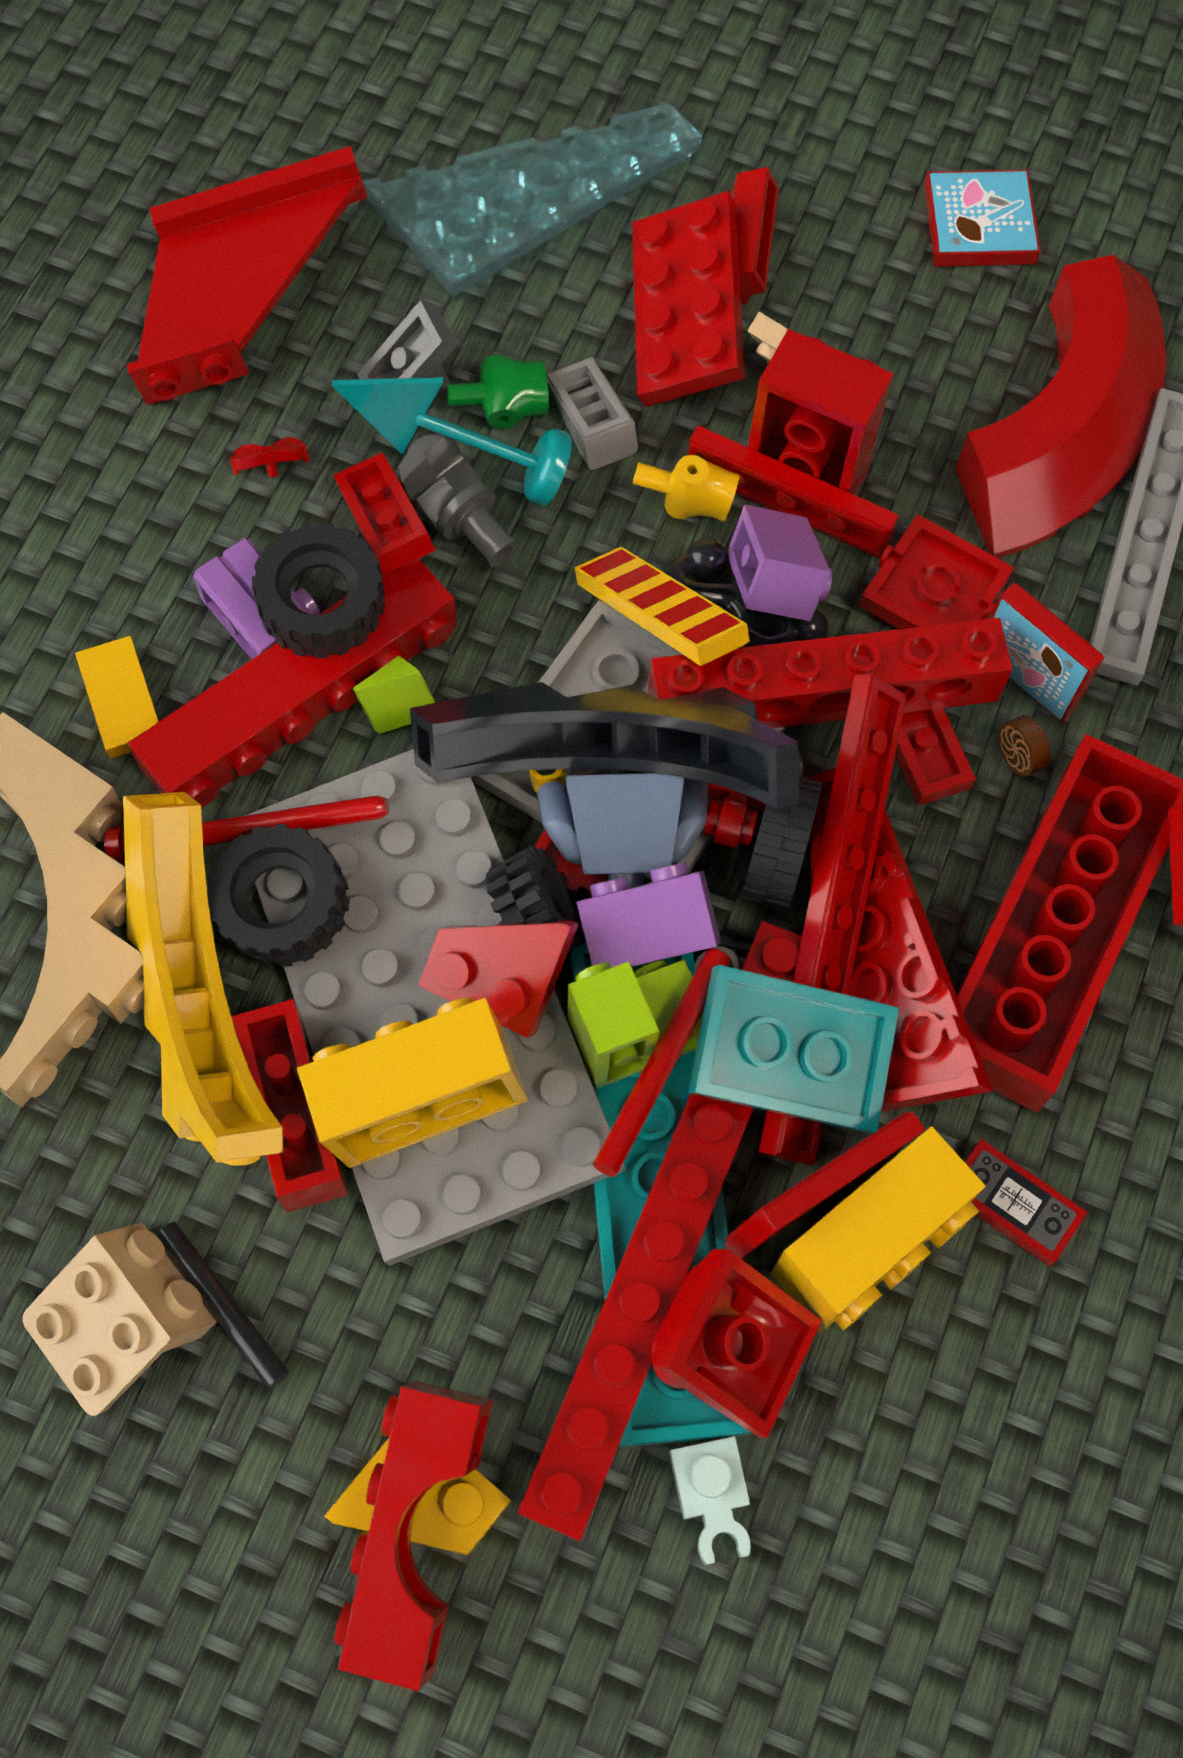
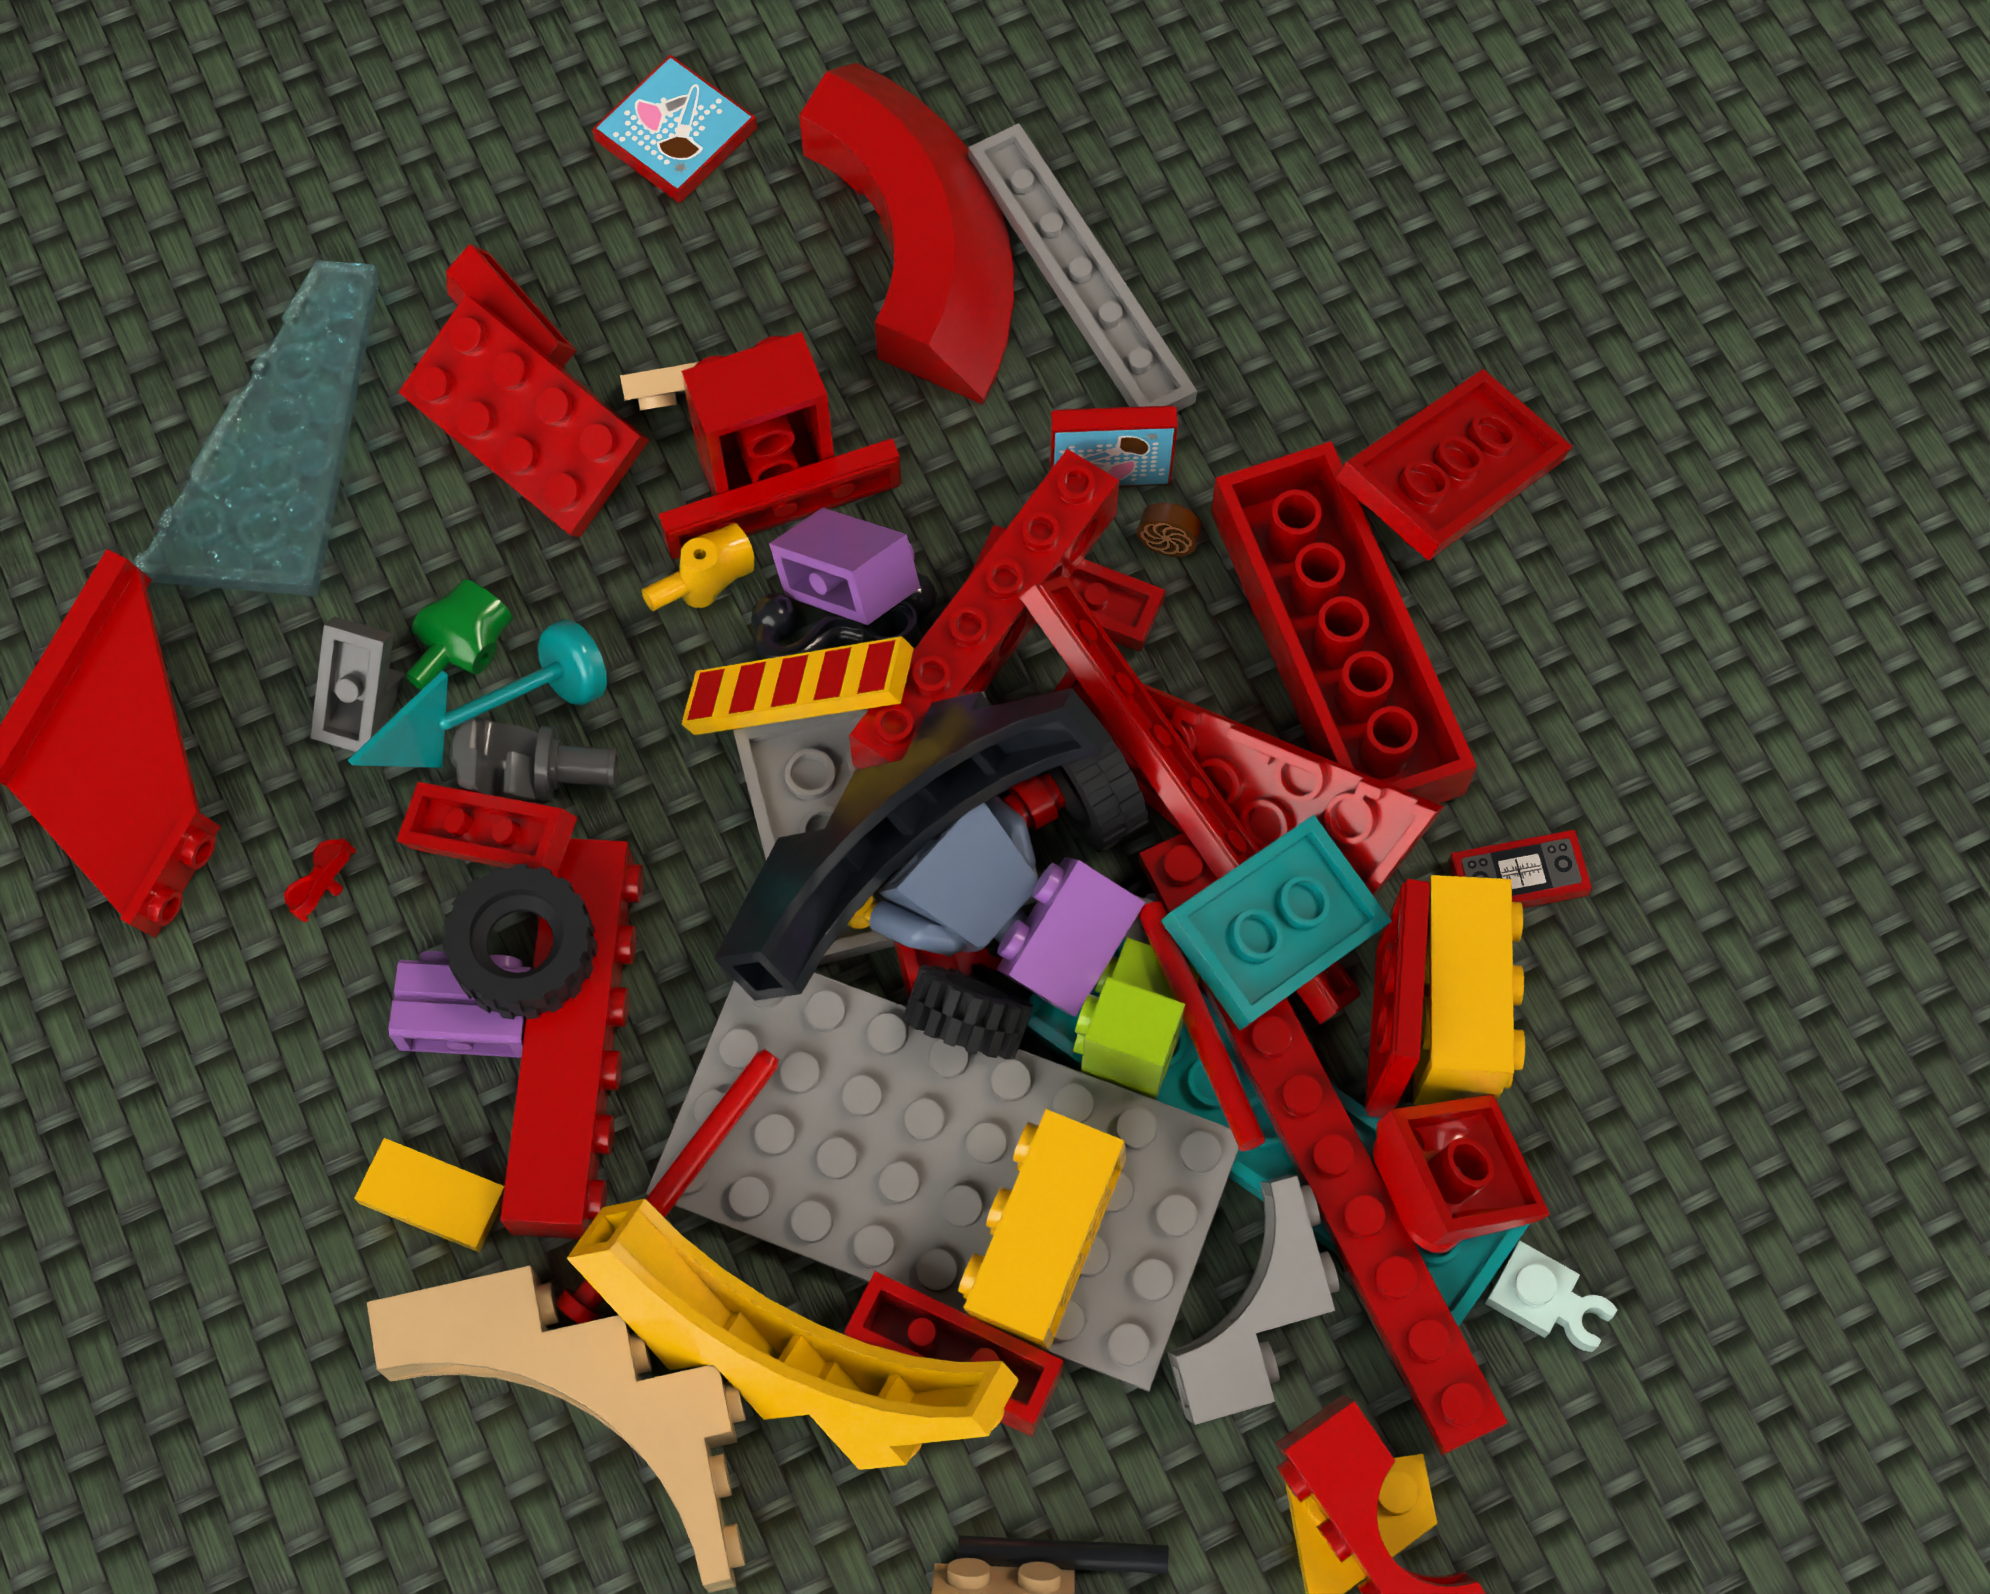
camera: 45 degrees left, 0 degrees up
(245, 863) = (723, 1176): black tyre -> none
(391, 694) = (663, 965): lime slope -> none
(448, 1301) = (1292, 1282): none -> light grey arch
(501, 962) = (1002, 1084): wing -> none
(604, 440) = (580, 598): light grey slope -> none
(934, 579) = (970, 466): red plate -> none

